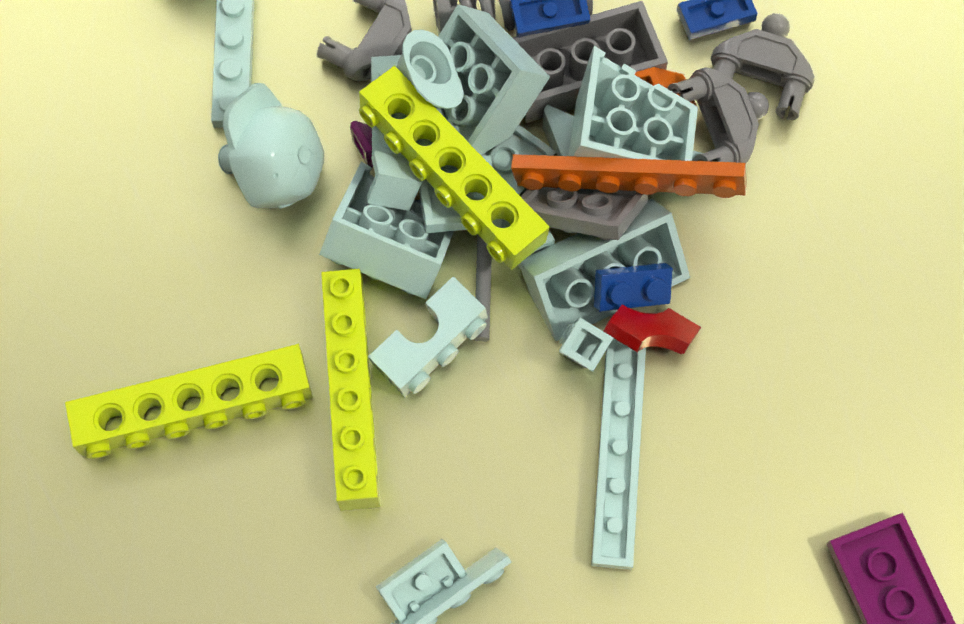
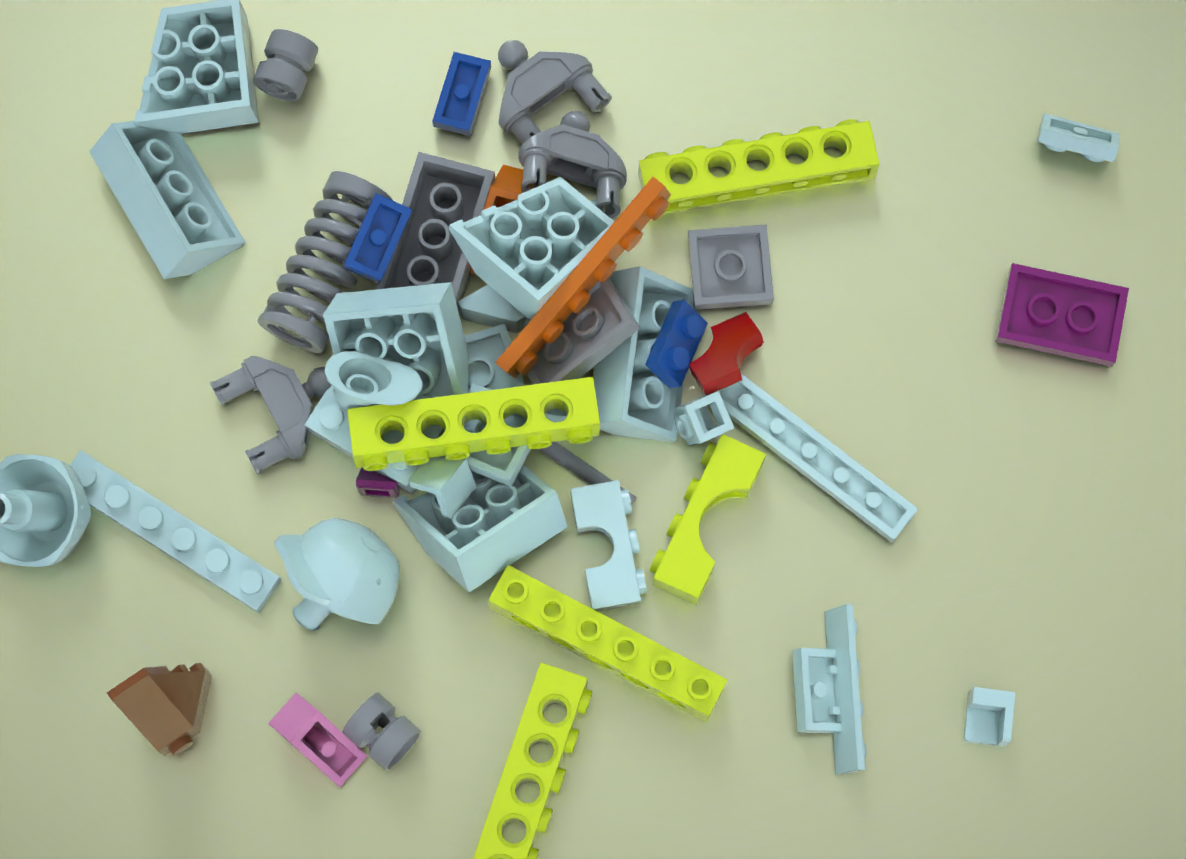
camera: 55 degrees left, 5 degrees up
(82, 94) = (165, 704): none -> dark orange wedge
(136, 223) = (317, 739): none -> bright pink slope
(170, 266) = (392, 742): none -> light grey wheel
(554, 393) = (728, 475): none -> neon yellow arch
(728, 291) = (730, 267): none -> light grey plate
(828, 279) = (780, 177): none -> neon yellow brick

